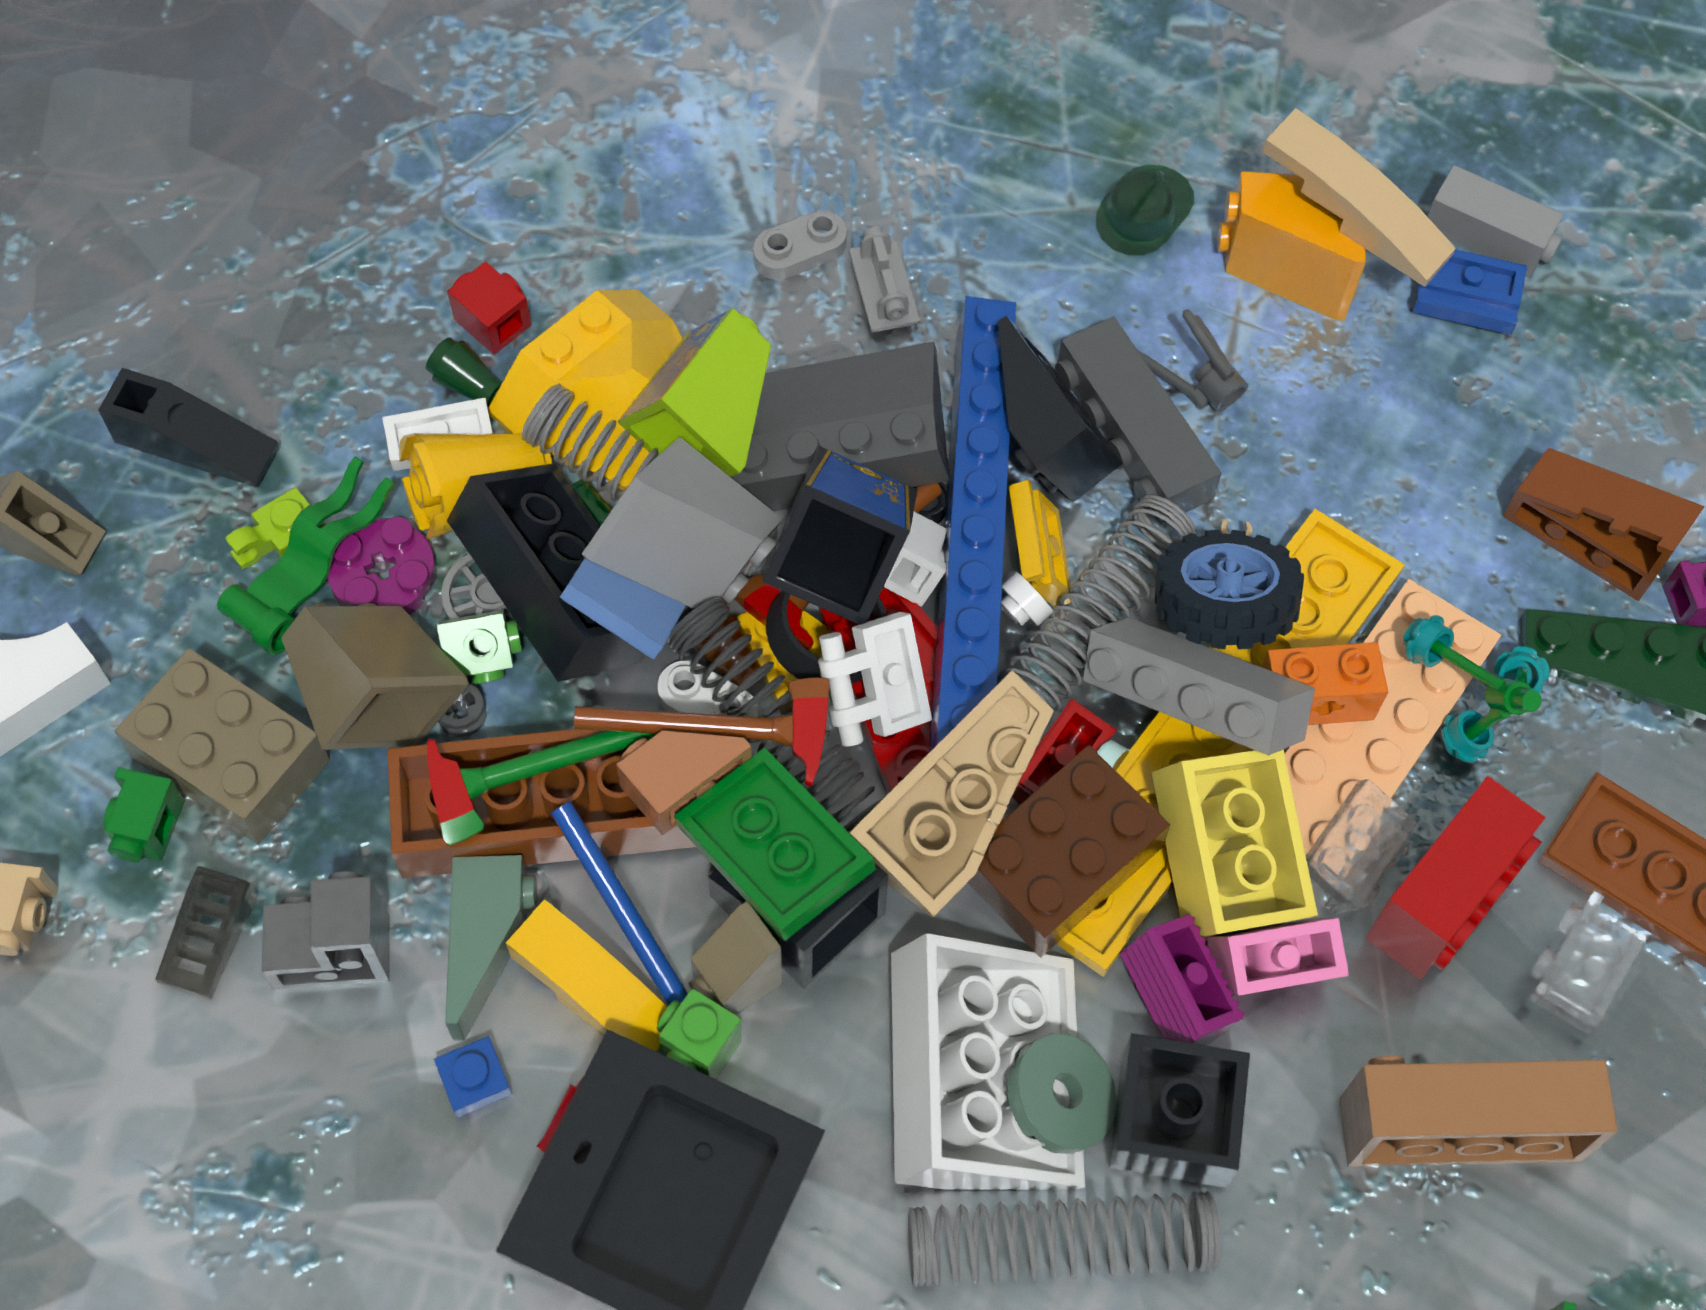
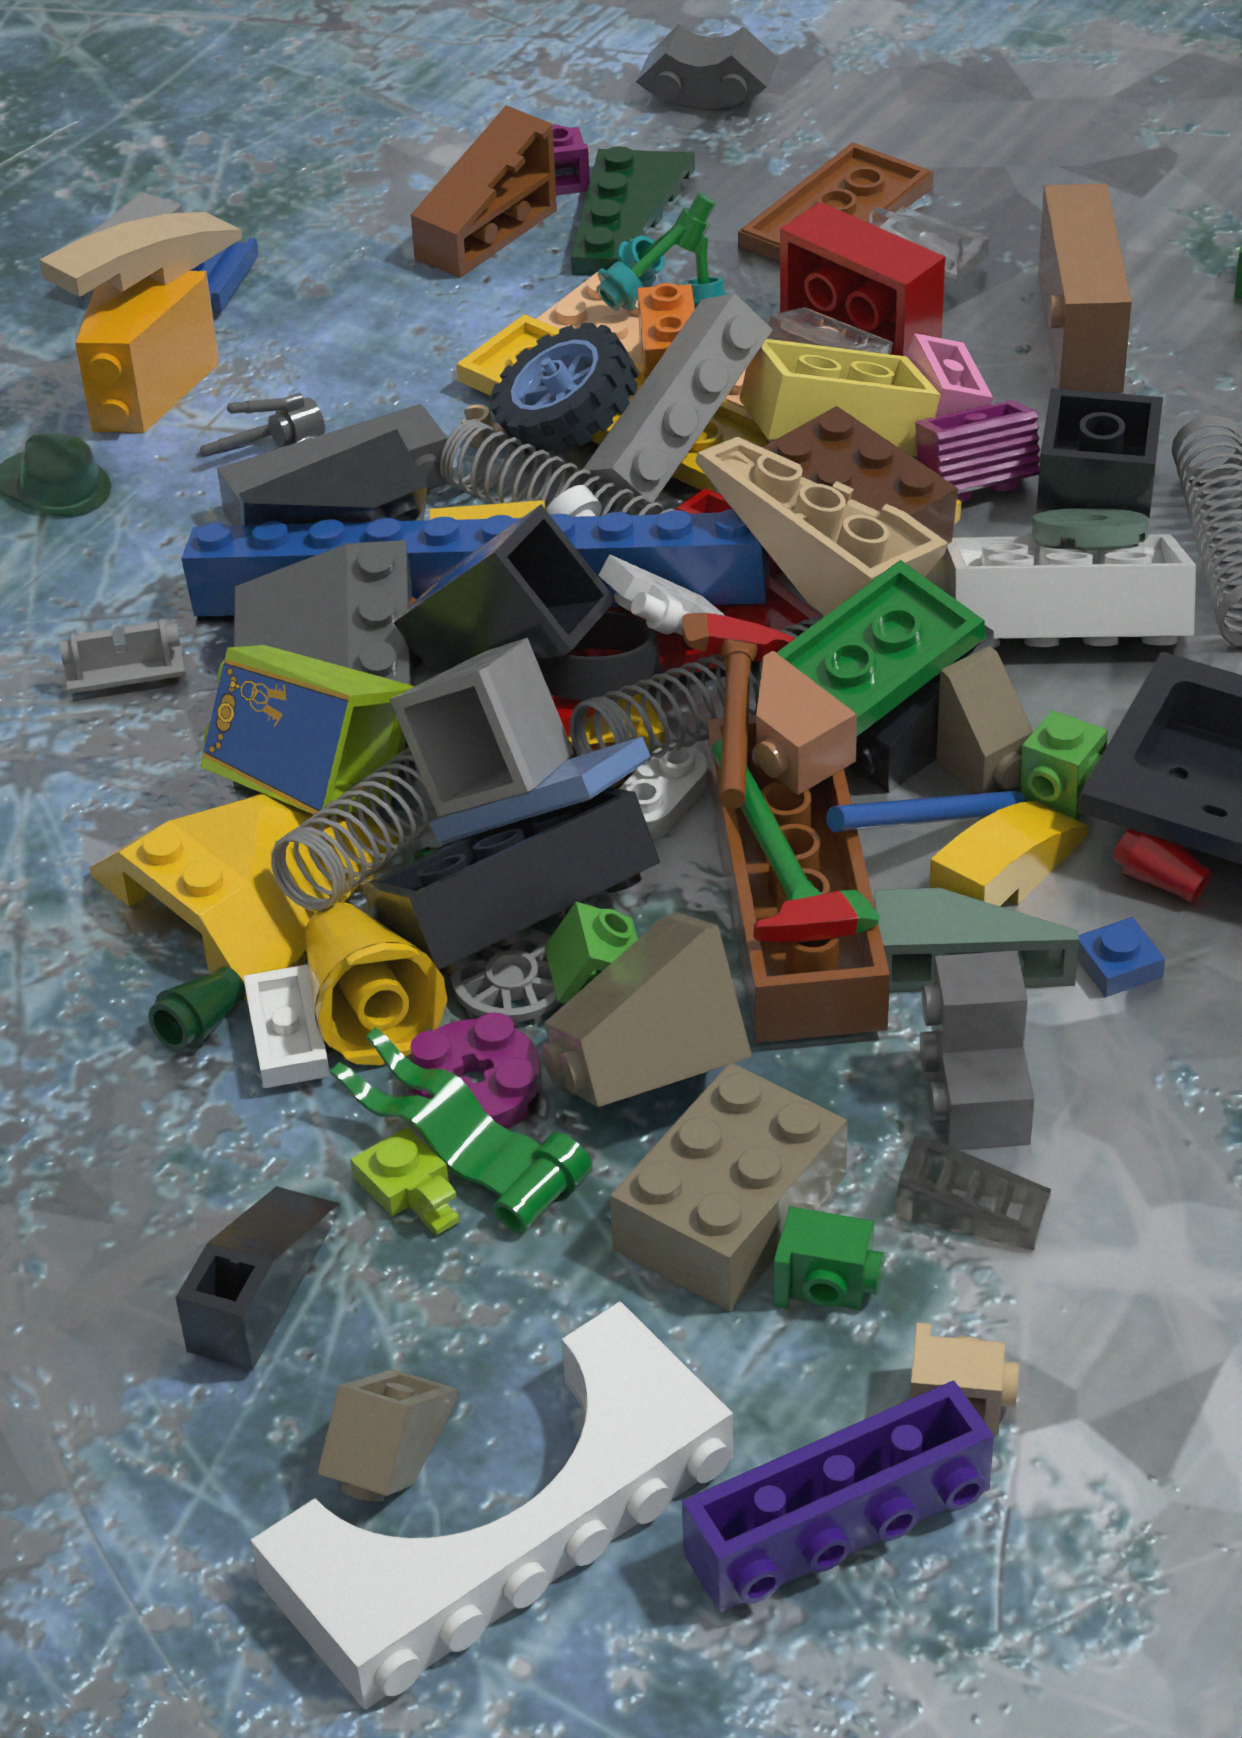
camera: 85 degrees left, 20 degrees down
(489, 307) = (103, 984): red brick -> none
(802, 245) = (50, 733): light grey plate -> none

